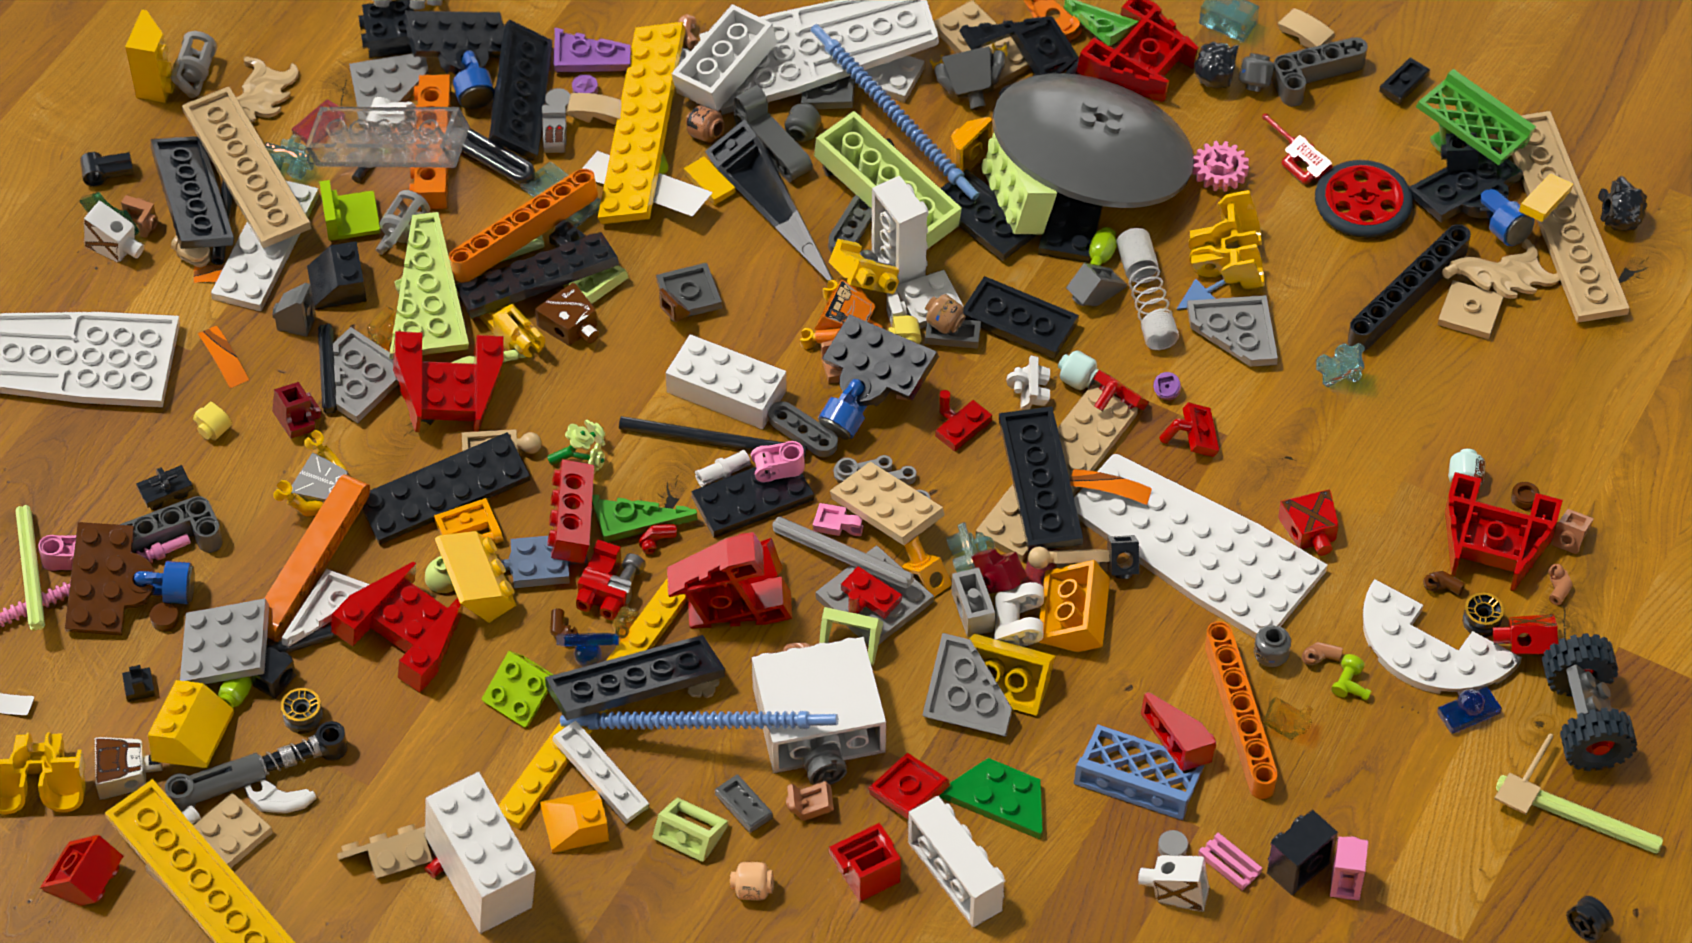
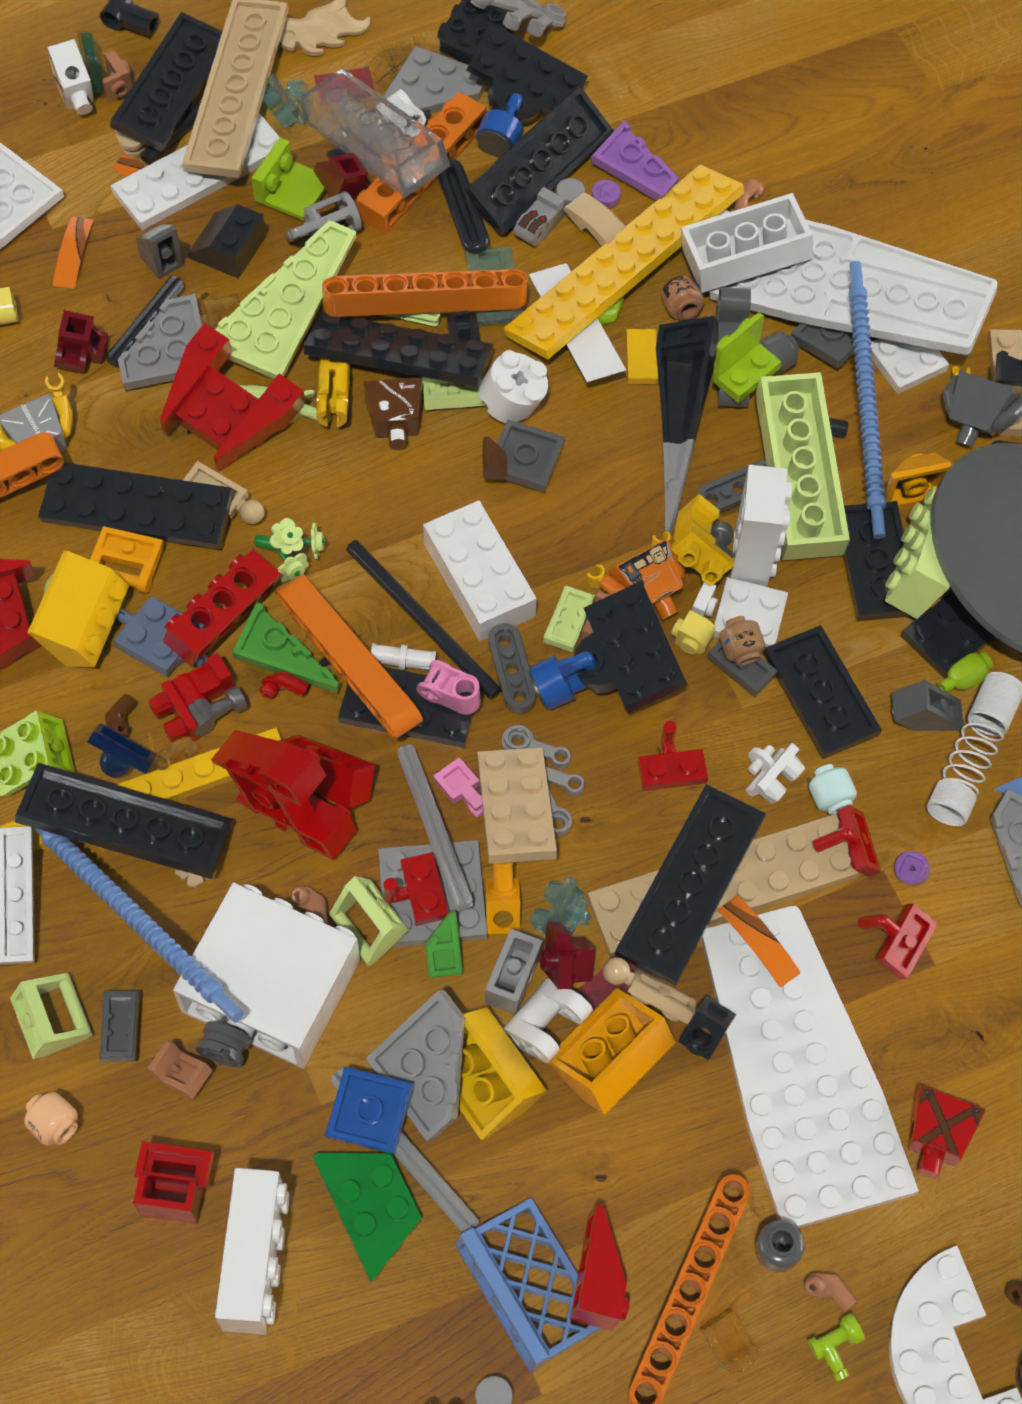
camera: 35 degrees right, 10 degrees up
(385, 182) = (342, 174): none -> dark red brick
(644, 249) = (513, 386): none -> white brick
(689, 485) = (349, 656): none -> orange beam
(793, 137) = (743, 360): none -> lime bracket
(813, 375) = (568, 619): none -> yellowish green plate
(908, 785) = (287, 1127): red tile -> none
(914, 619) = (443, 948): none -> bright green tile
(954, 739) = (369, 1110): none -> blue tile
(994, 751) = (429, 1179): none -> light grey axle

